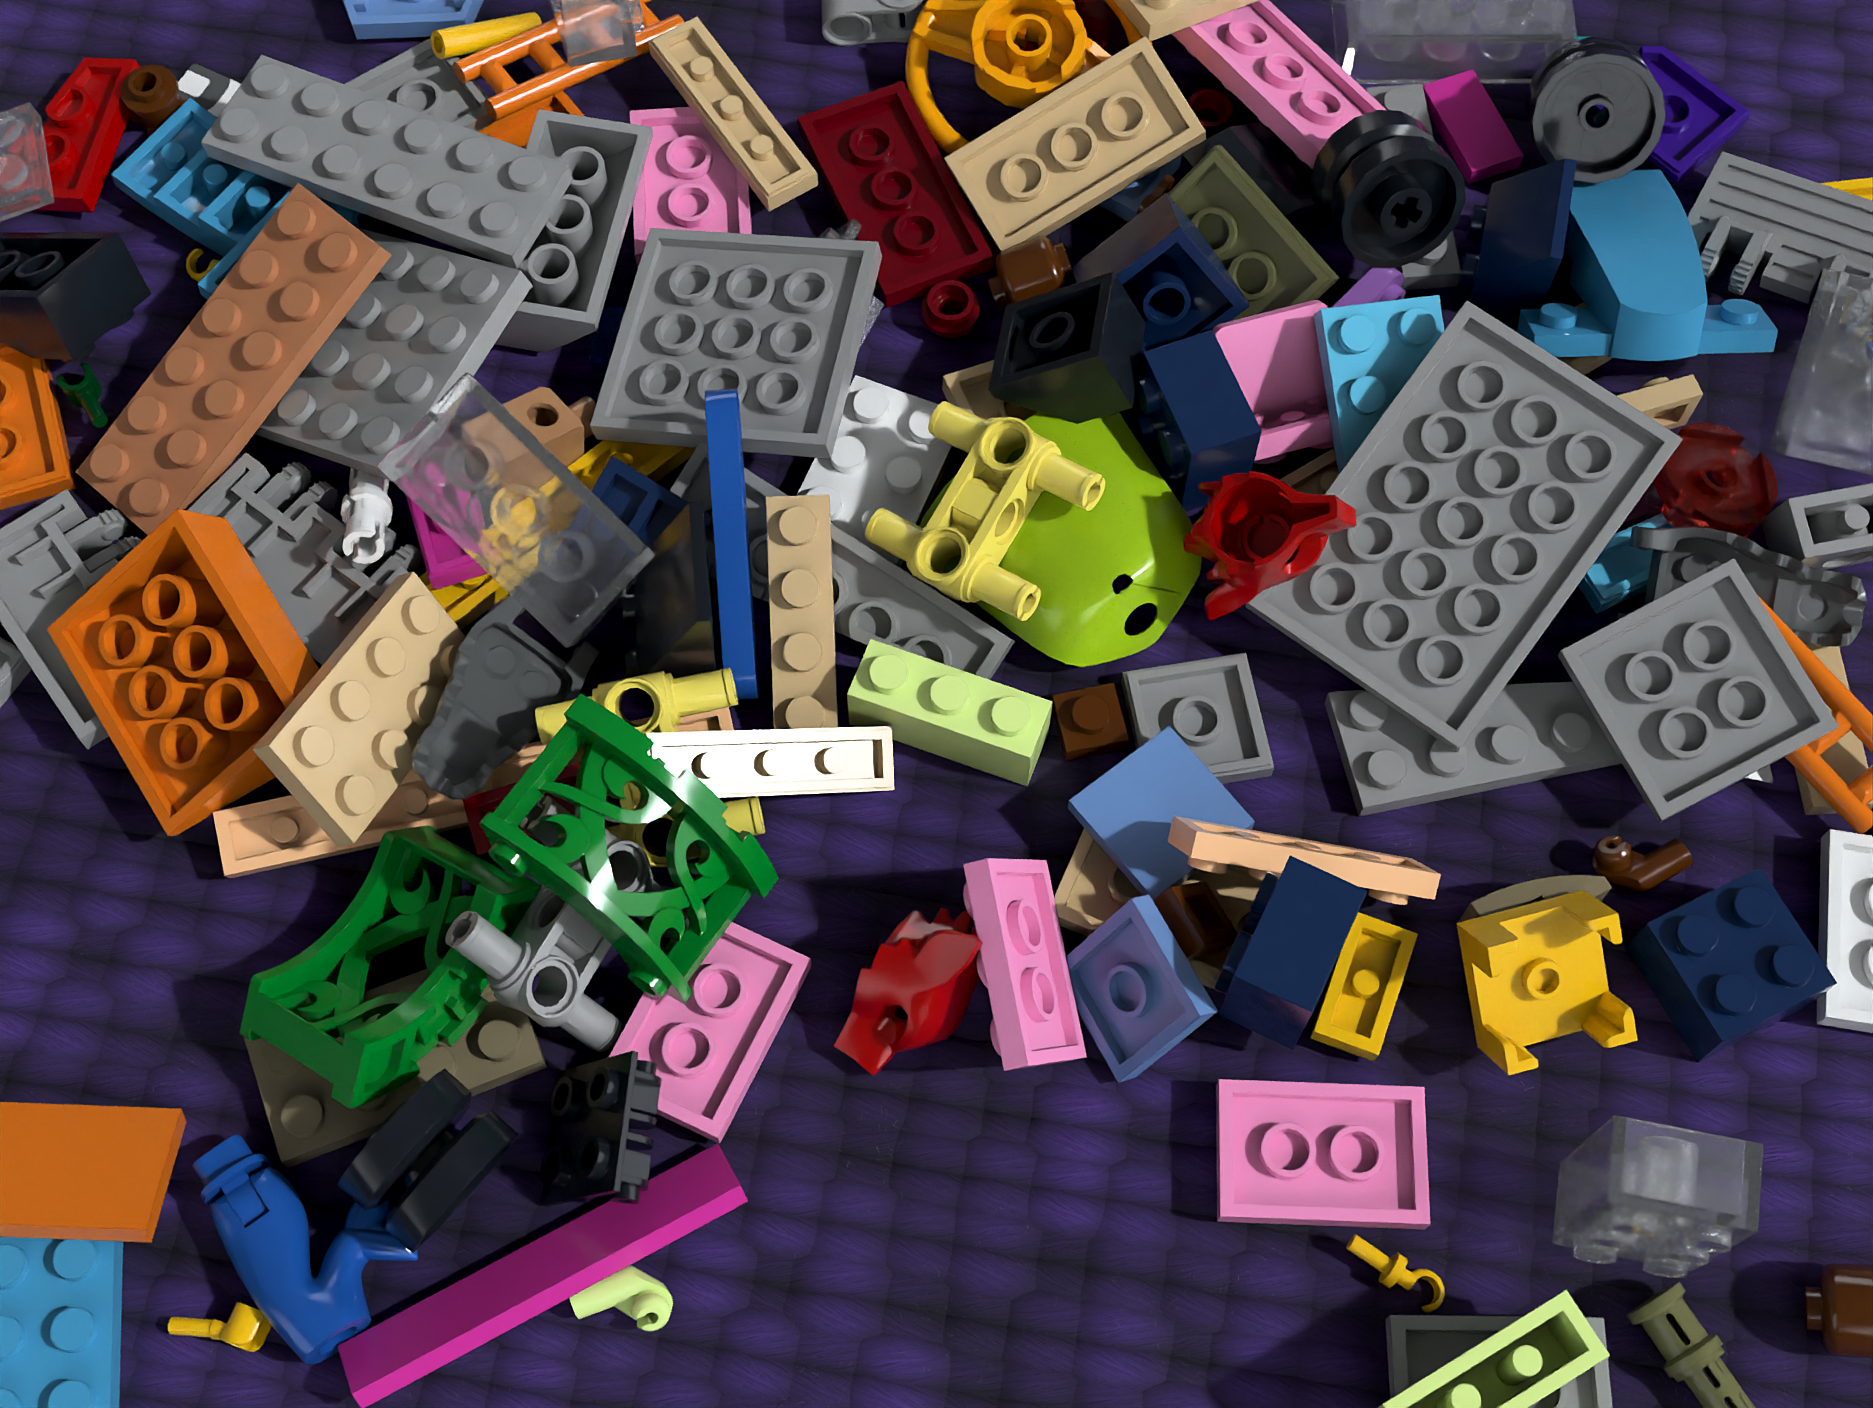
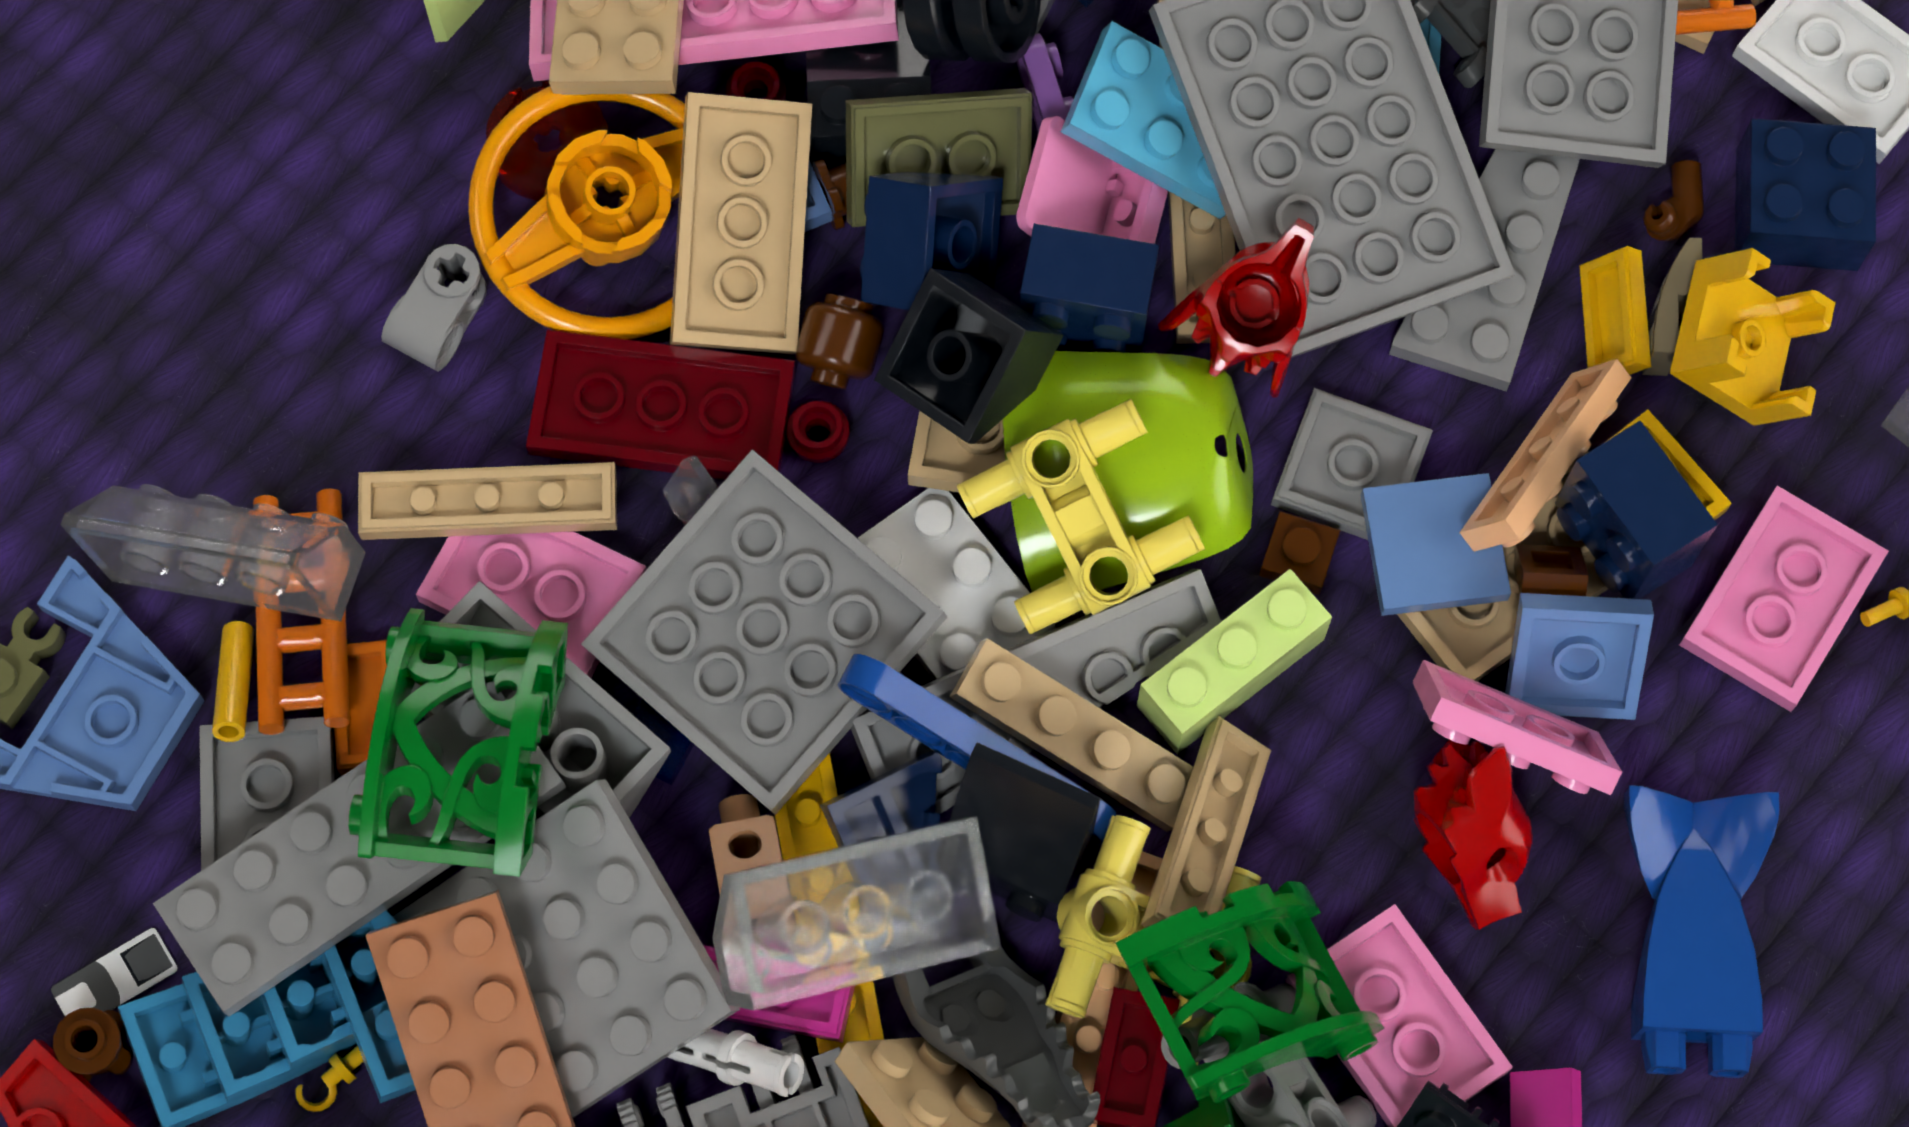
camera: 60 degrees left, 5 degrees up
(427, 125) = (501, 810): none -> green fence
(928, 1241) = (1697, 951): none -> blue hips
(1493, 859) = (1616, 310): none -> yellow tile

